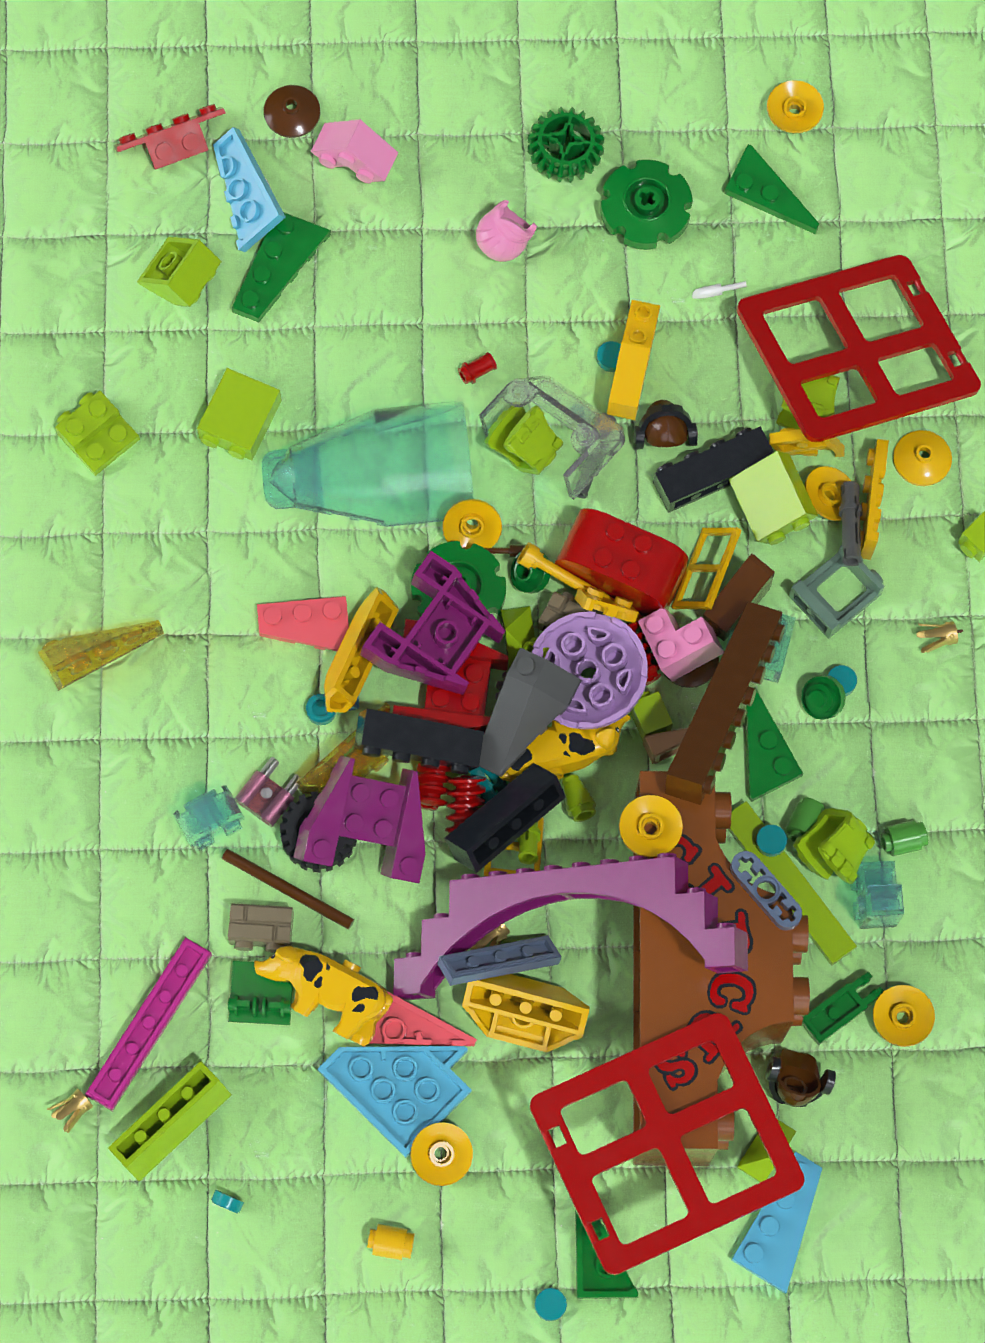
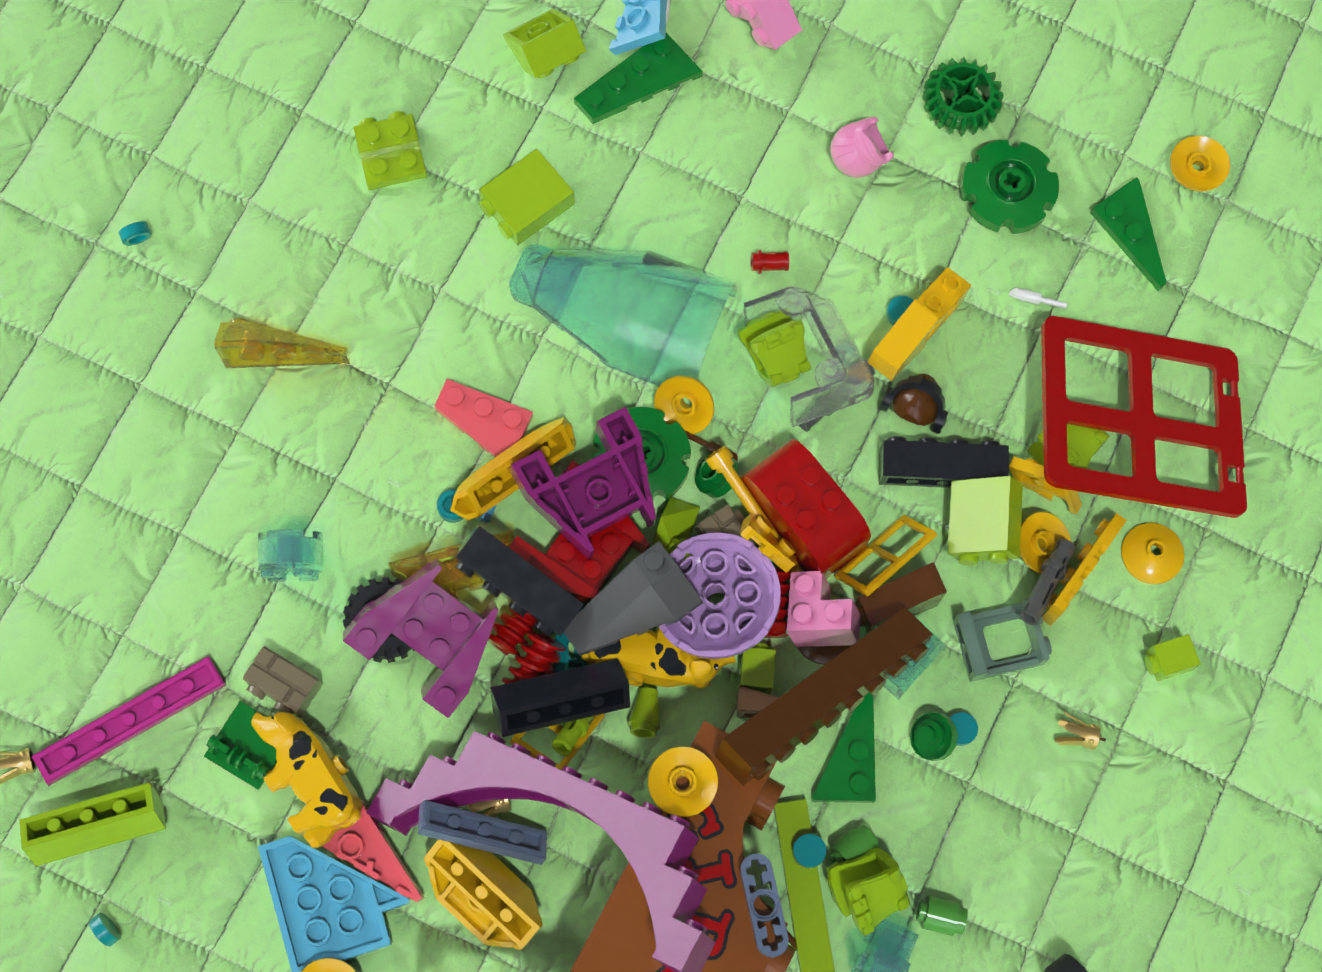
camera: 25 degrees right, 0 degrees up
(265, 797) = (354, 561): clear pink piece -> none
(288, 889) = (329, 659): reddish brown axle -> none

